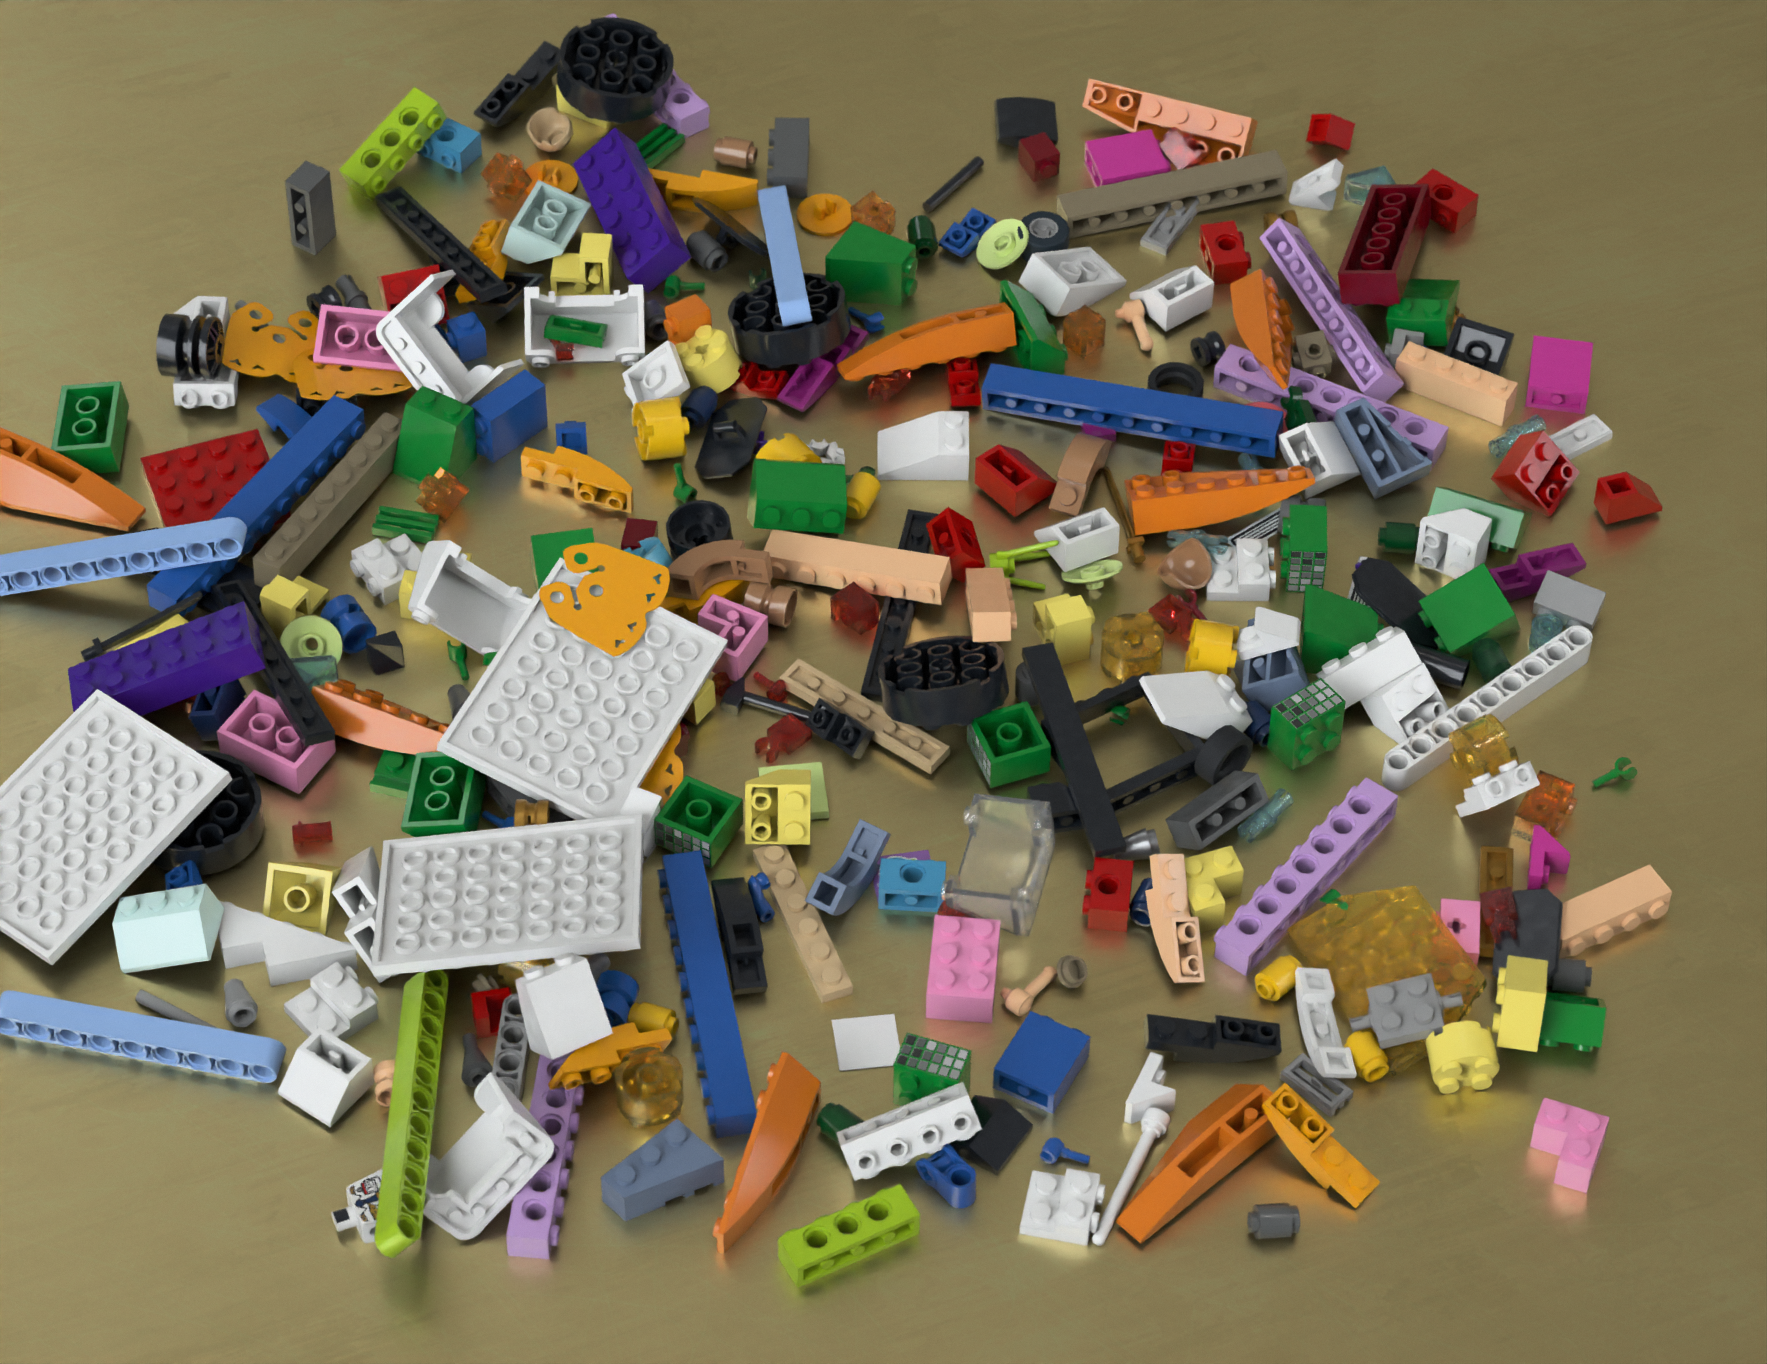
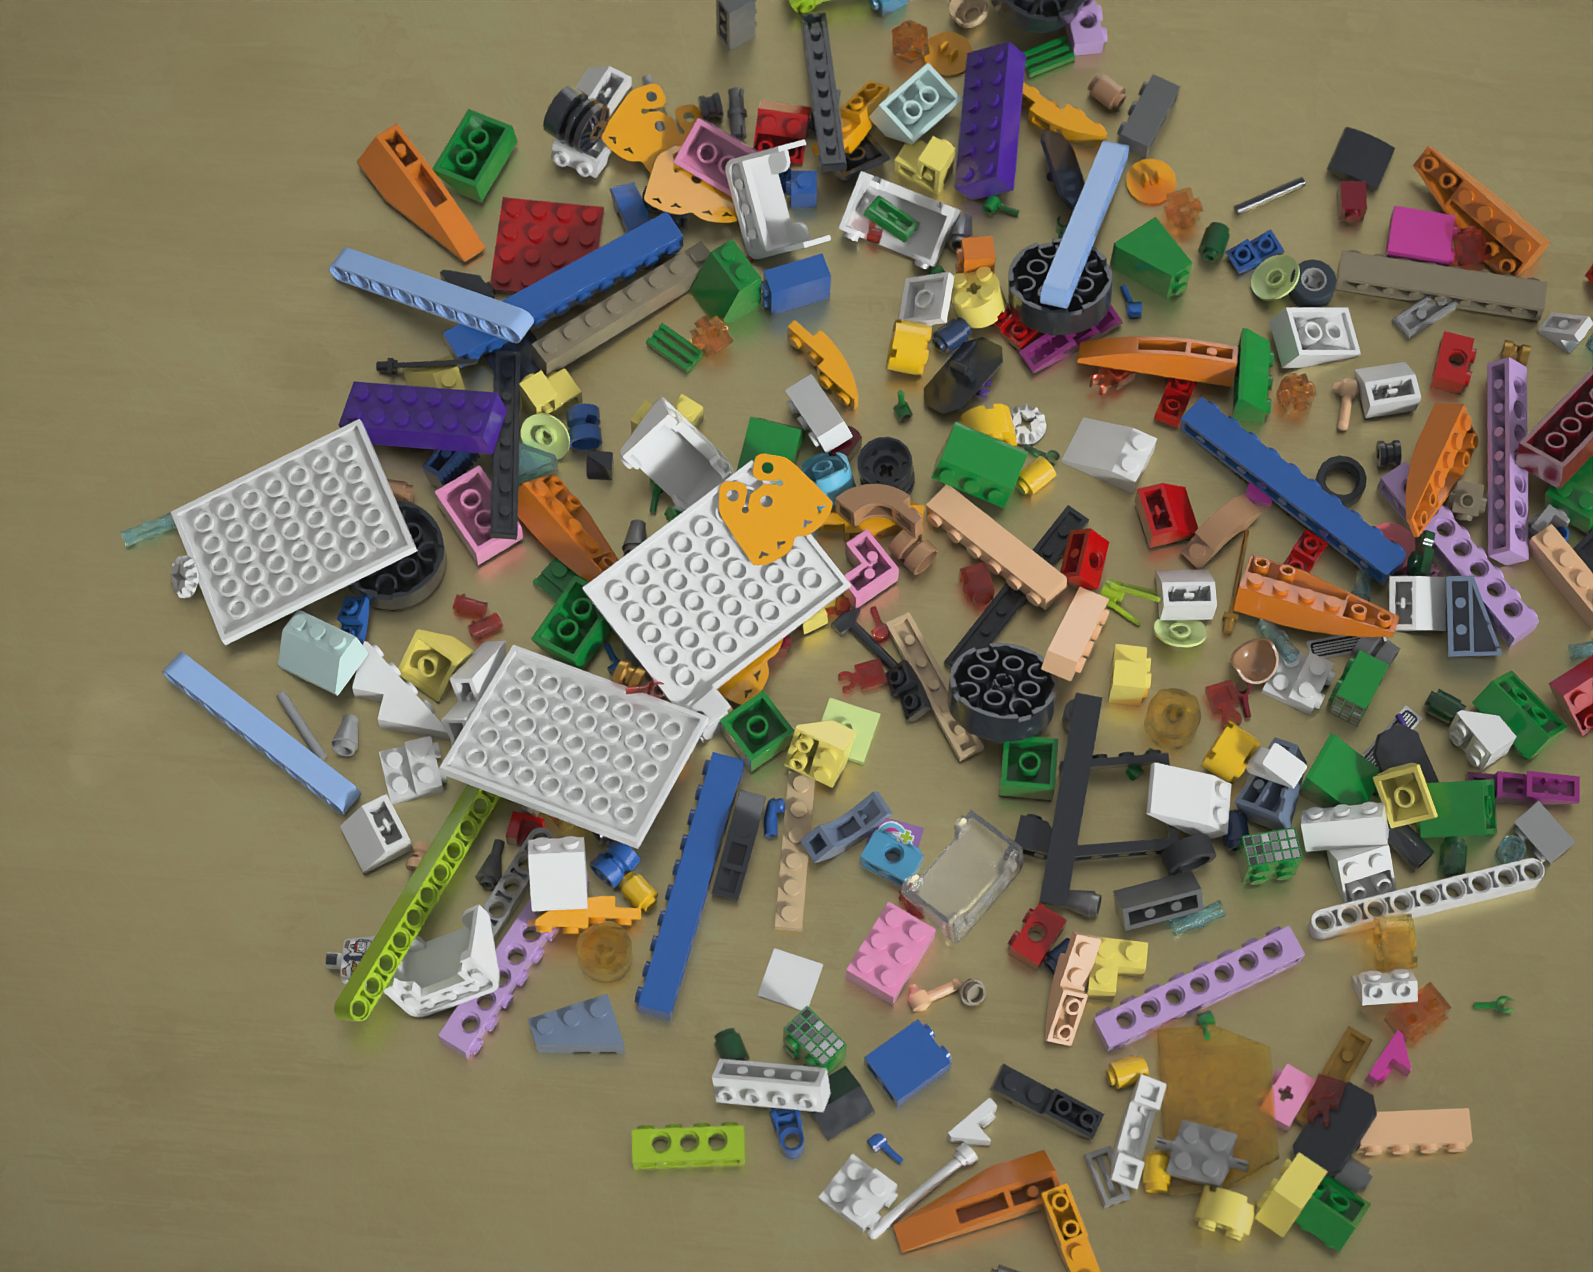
camera: 25 degrees right, 20 degrees up
(333, 850) = (484, 626): none -> clear red pin
(384, 565) = (643, 381): white plate -> none
(563, 814) = (646, 689): none -> clear red hand
(572, 436) = (838, 321): blue tile -> none
(610, 516) = (817, 414): none -> white brick
(706, 251) = (1034, 181): dark grey brick -> none
(772, 1149) = (668, 1047): orange wedge -> none
(1416, 606) = (1405, 795): none -> light yellow slope

